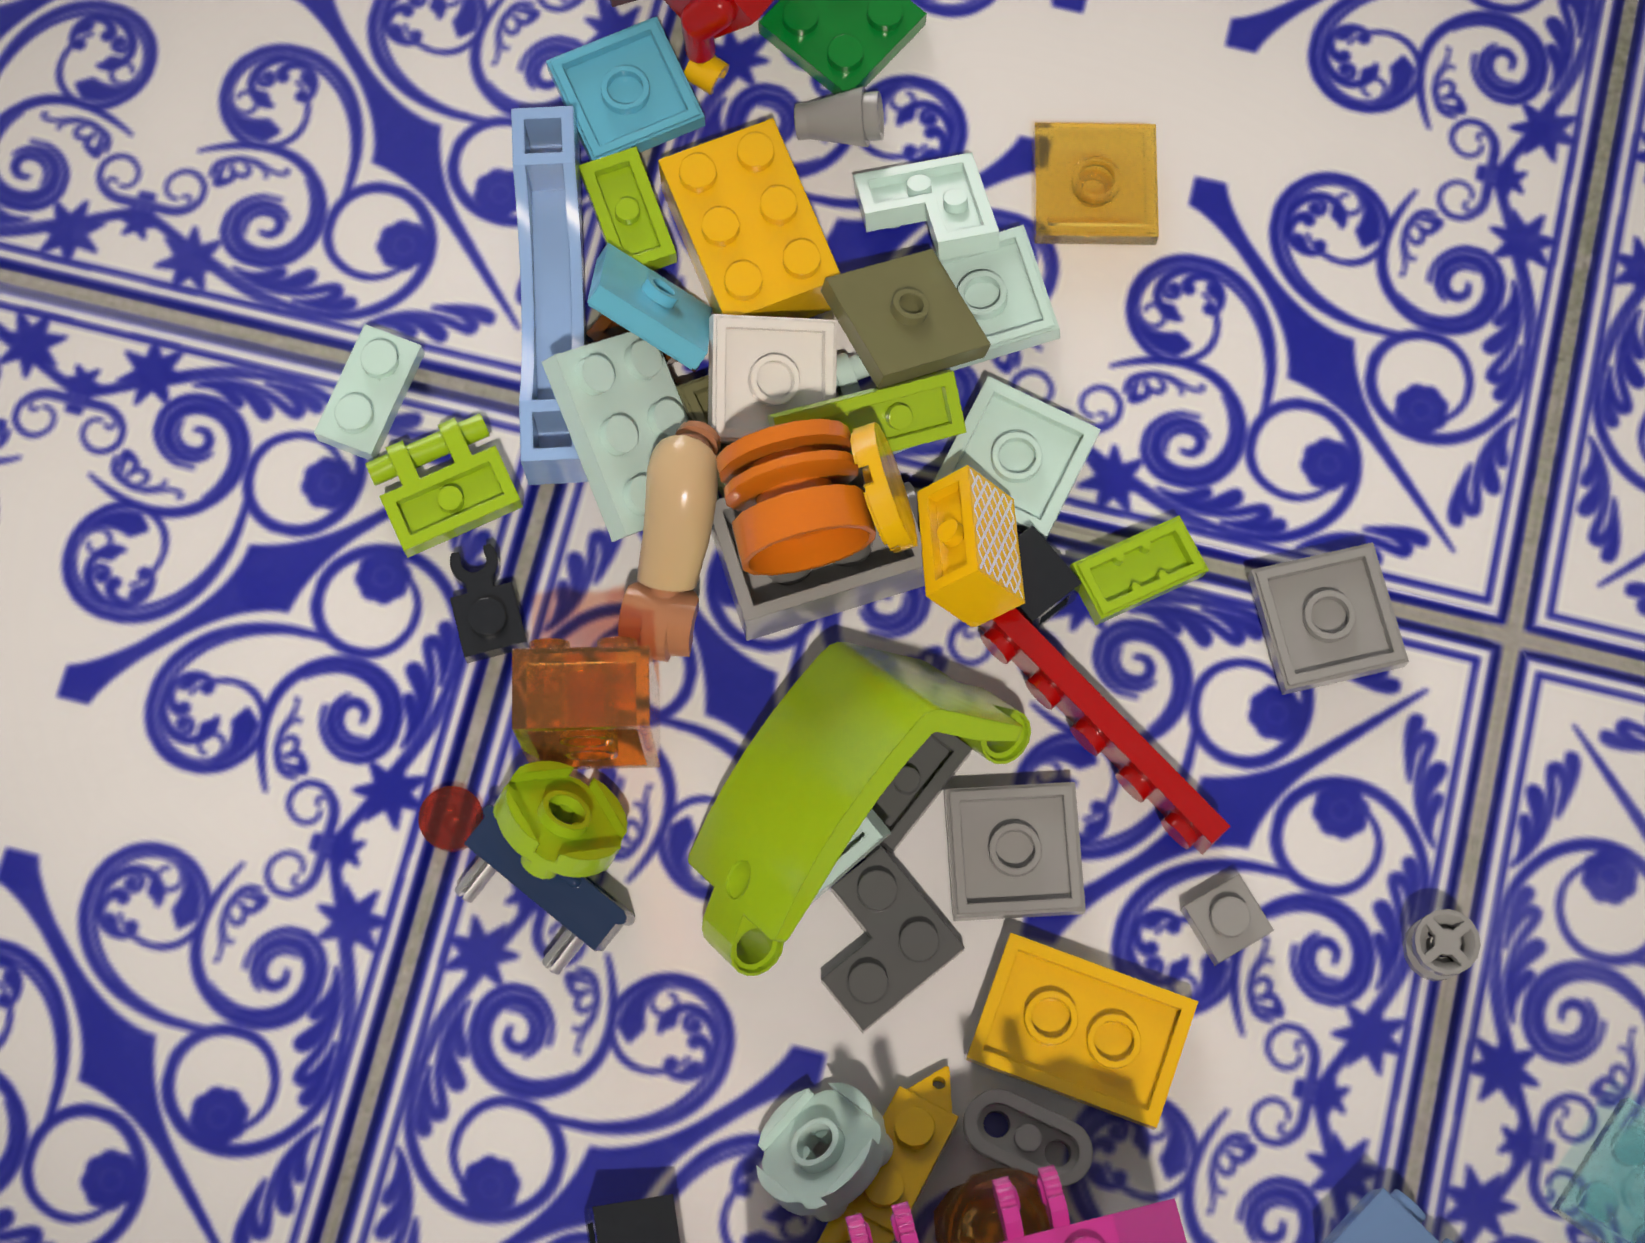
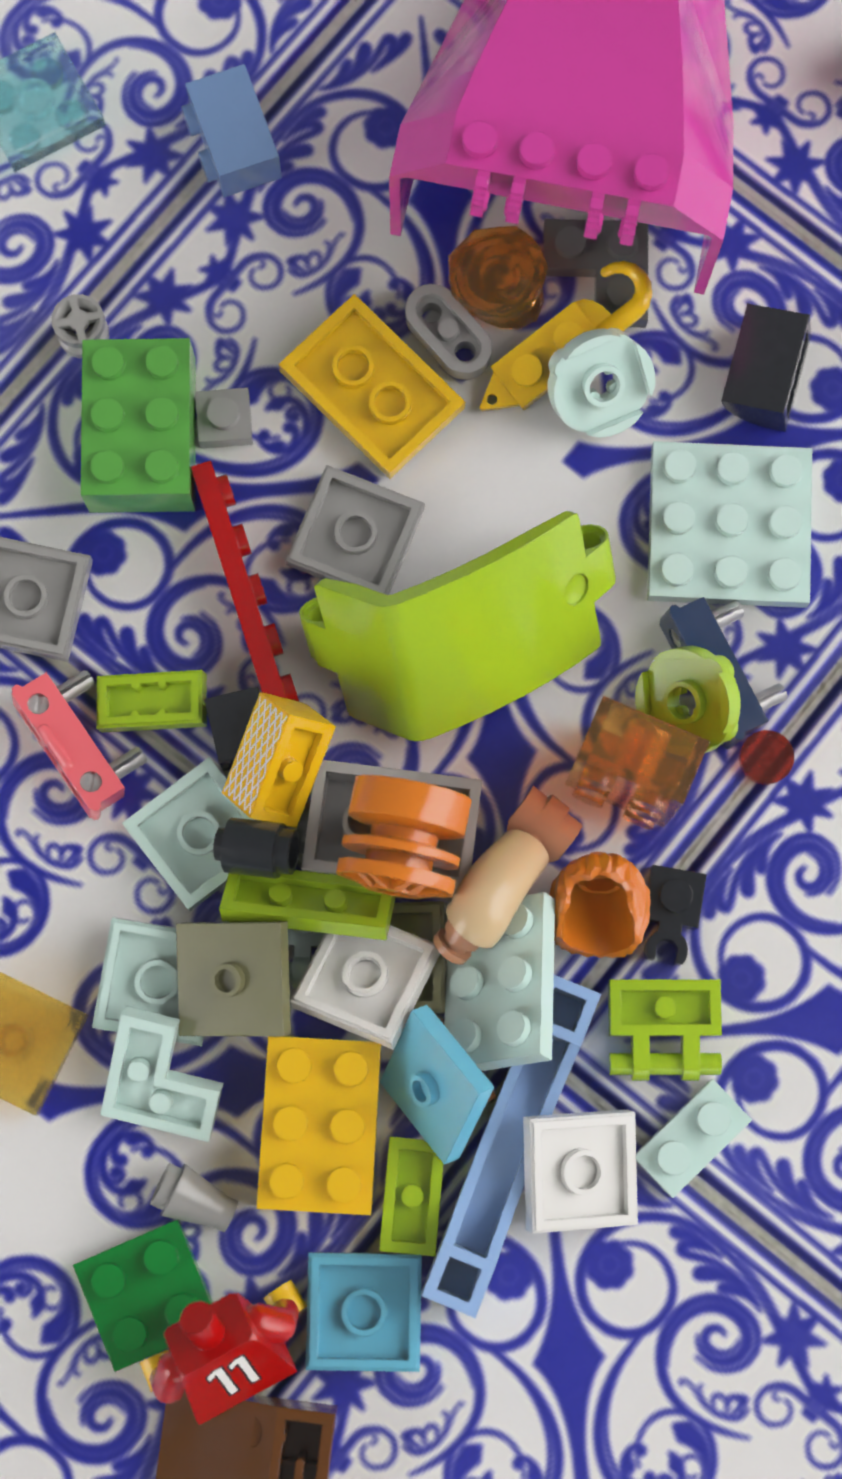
camera: 155 degrees left, 5 degrees up
(469, 304) = (580, 1171): none -> white plate
(563, 564) = (600, 906): none -> orange hair
(601, 1065) = (730, 524): none -> light aqua plate
(884, 488) = (327, 817): yellow tile -> none
(904, 945) = (474, 501): dark grey plate -> none
(945, 444) = (256, 848): none -> black brick
(1197, 487) = (69, 745): none -> coral piece
(1314, 855) = (138, 425): none -> bright green brick

